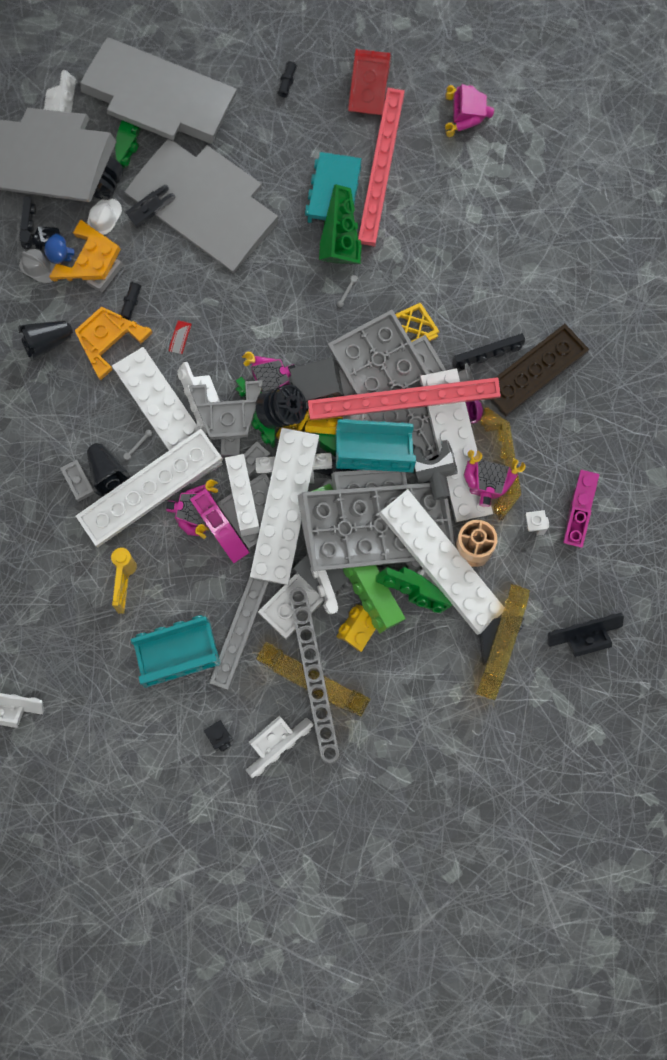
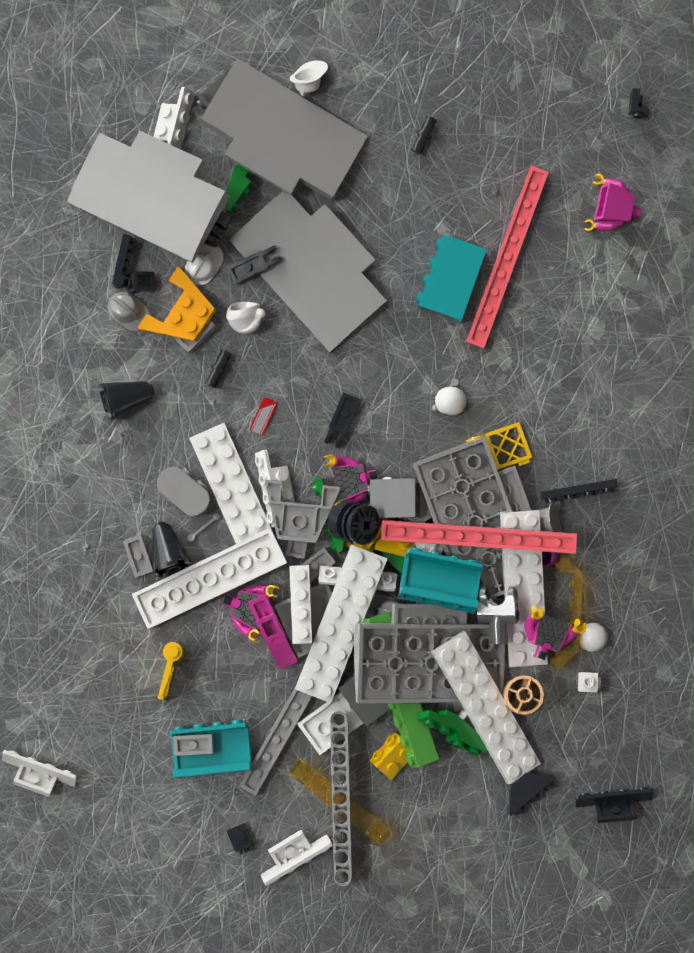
camera: 10 degrees right, 10 degrees up
(57, 251) = (150, 301): blue piece -> none
(102, 332) = (185, 398): light orange wing -> none
(113, 413) = (184, 491): none -> light grey brick
(149, 251) = (245, 316): none -> white piece
(156, 648) = (193, 744): none -> light grey plate
(176, 49) = (308, 76): none -> white piece
(254, 325) = (342, 418): none -> black hinge
(325, 590) = (367, 719): white hinge -> none
(339, 236) = (448, 336): green wedge -> none
(353, 293) = (450, 400): none -> white hair
(369, 81) = (513, 154): red bracket -> none
(471, 30) = (634, 103): none -> black bracket
(503, 642) = (531, 796): clear yellow slope -> none
(531, 482) = (594, 637): none -> white hair
(538, 368) = (624, 517): dark brown plate -> none
(580, 508) = (636, 675): dark pink slope -> none

